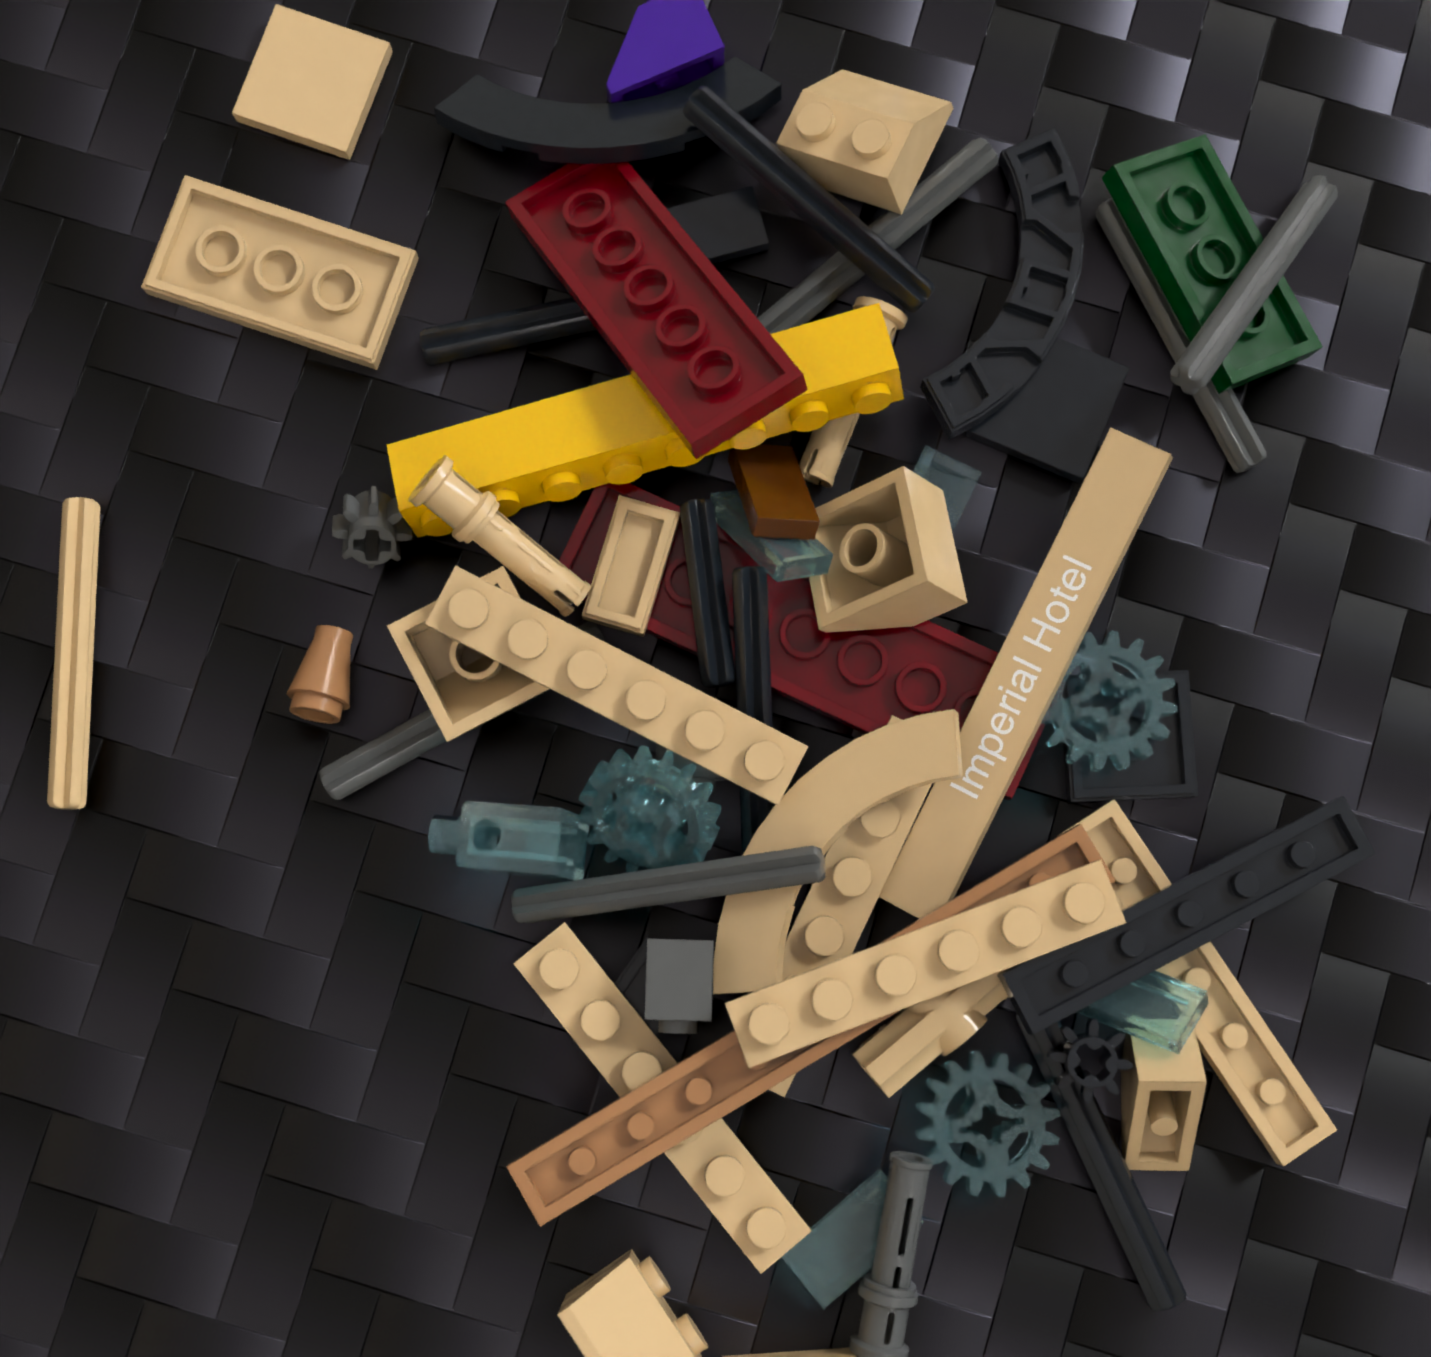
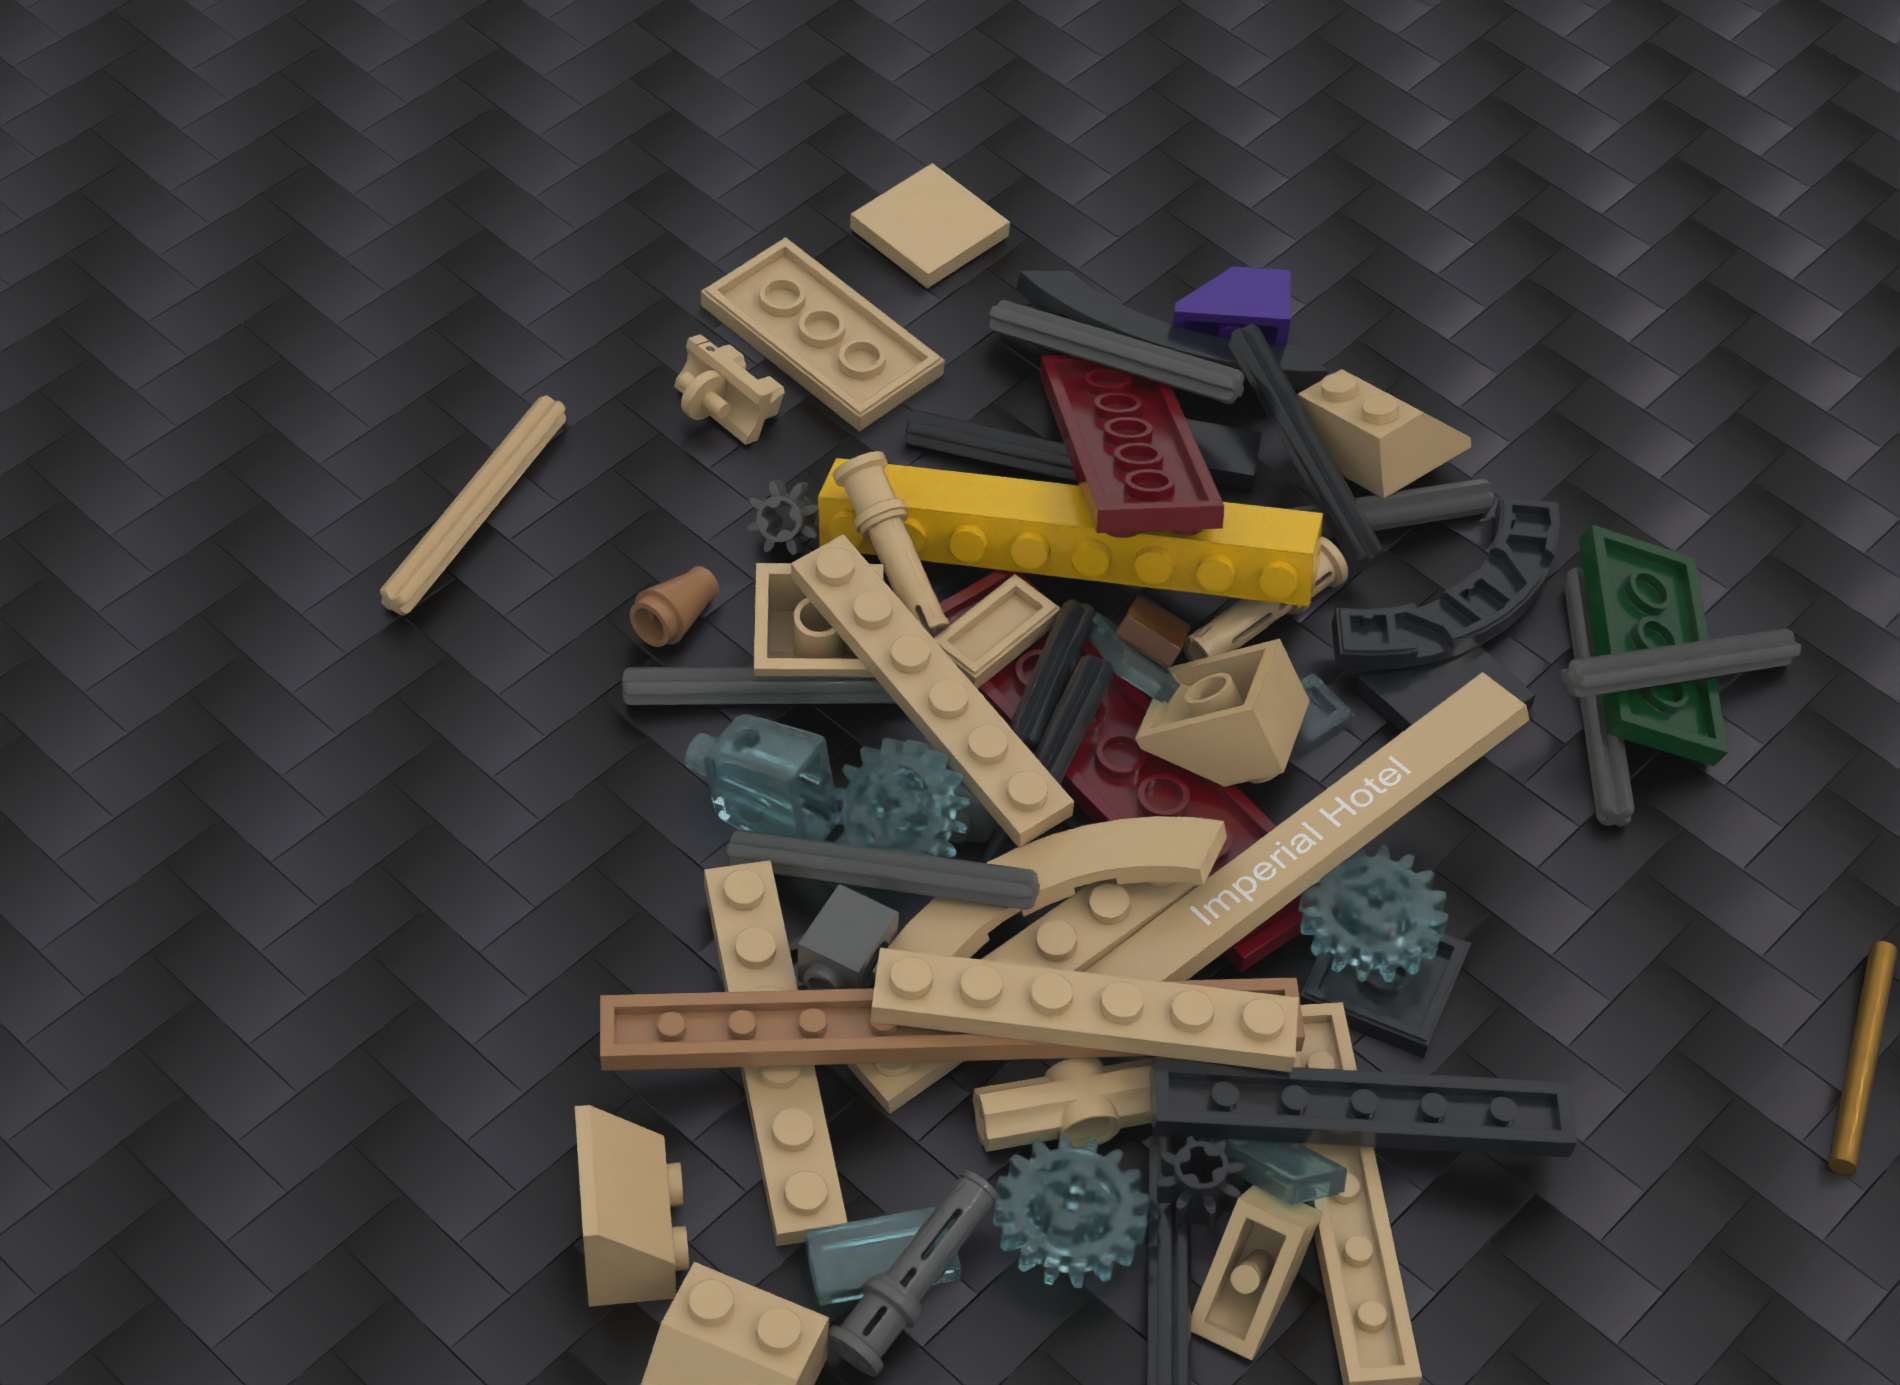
camera: 25 degrees right, 30 degrees down
(231, 406) = (720, 387): none -> tan hips
(580, 173) = (1117, 351): none -> dark grey axle

